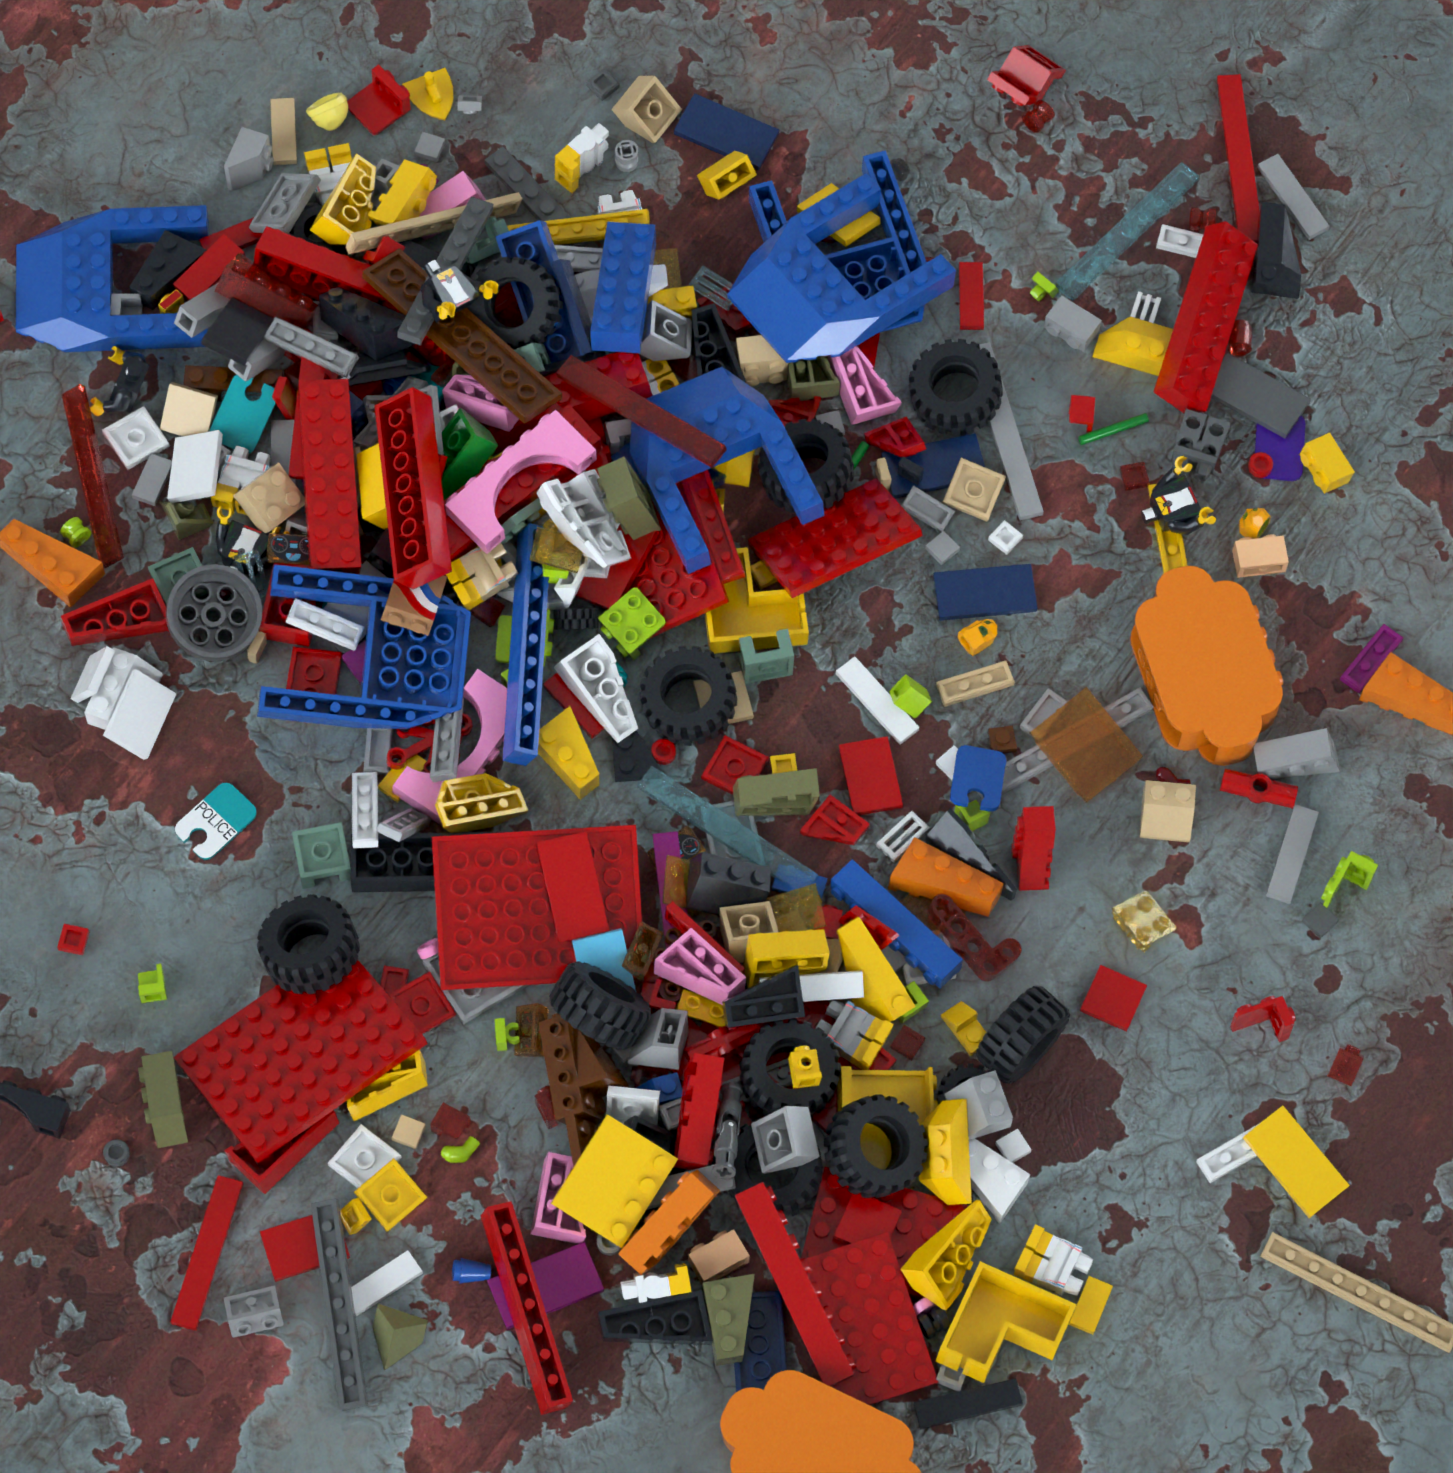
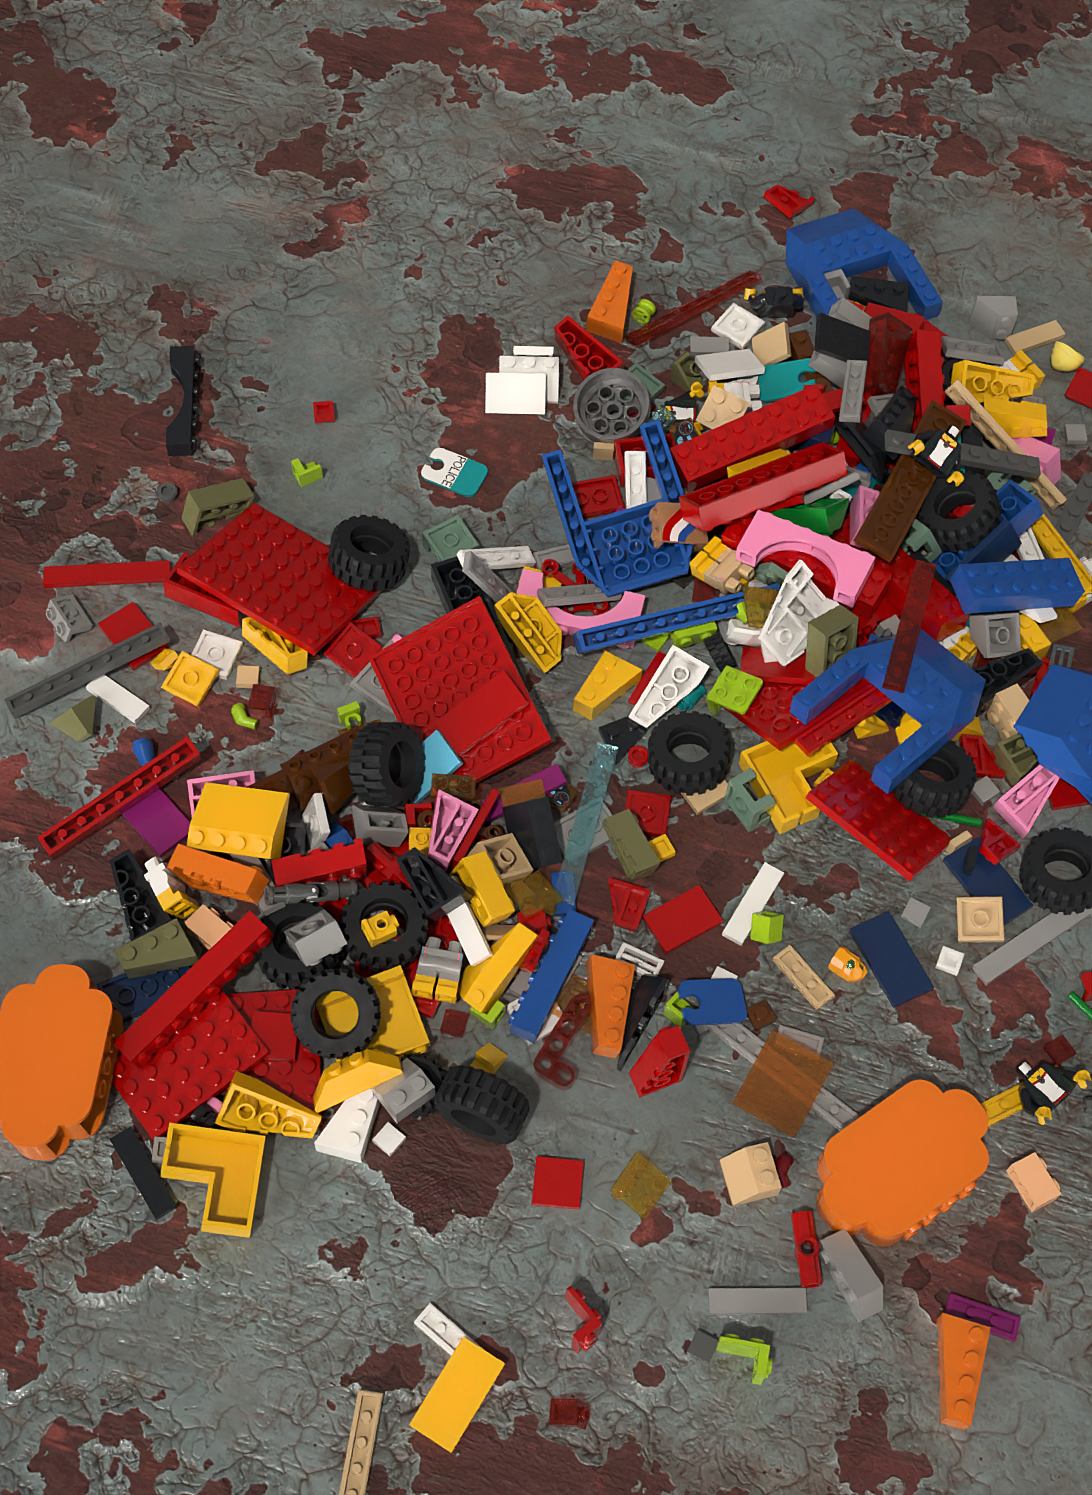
camera: 70 degrees right, 5 degrees down
(927, 509) = (944, 888): light grey tile -> none
(1051, 1261) = (289, 1211): white hips -> none
(1091, 1305) = (264, 1250): yellow tile -> none
(1254, 522) = (1063, 1167): light orange rock -> none

